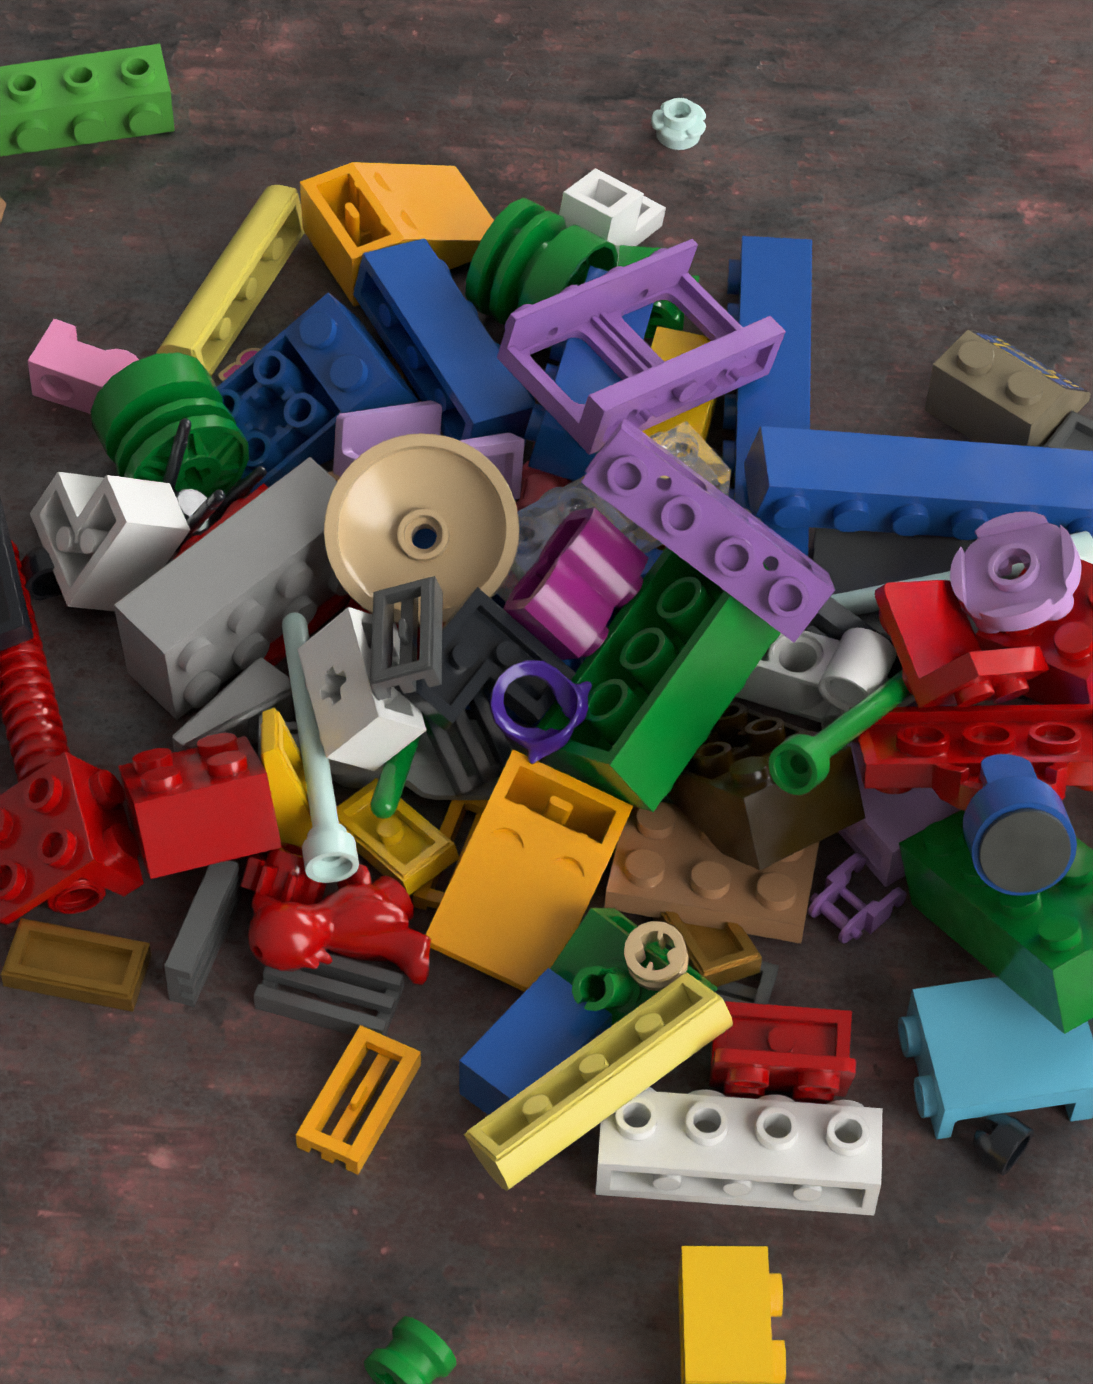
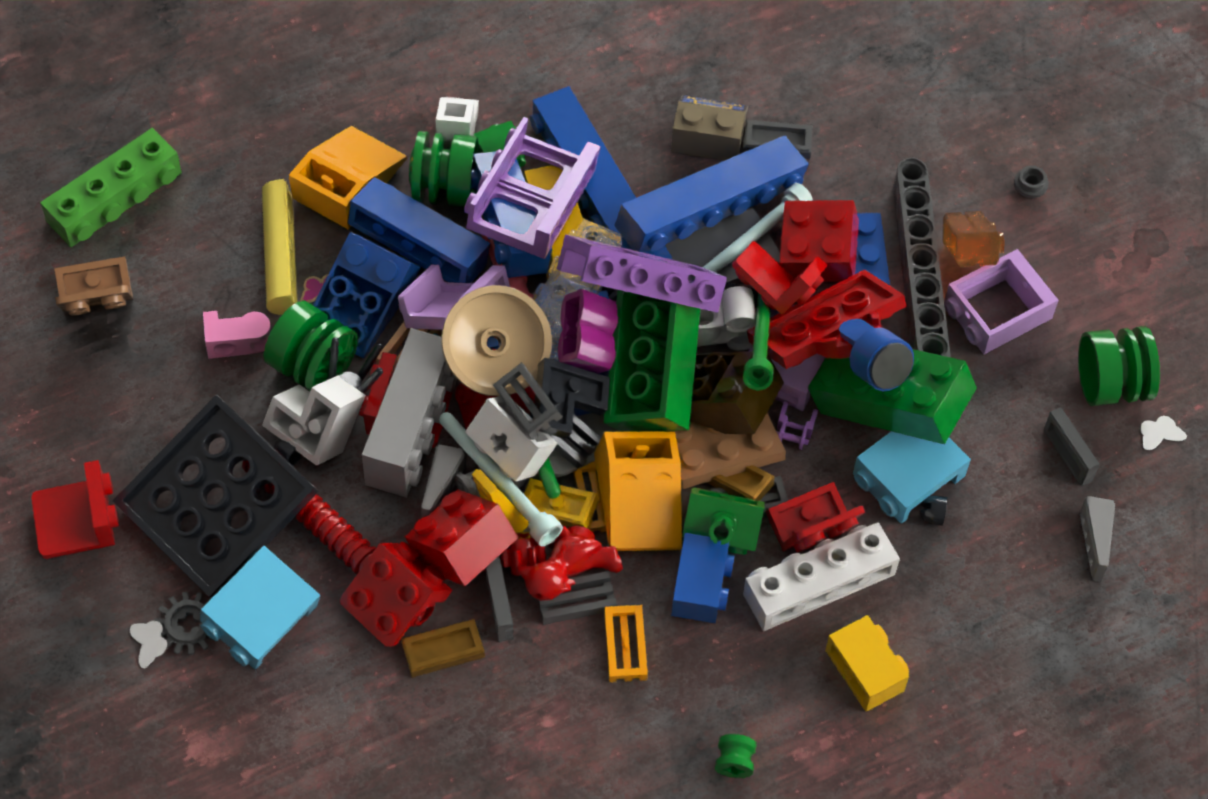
camera: 30 degrees left, 5 degrees up
(569, 696) = (618, 391): dark purple piece -> none
(598, 1080) = (747, 576): light yellow brick -> none
(634, 955) = (727, 501): tan bush -> none
(679, 123) = (454, 53): light aqua plate -> none
(1023, 602) = (804, 229): lavender plate -> none

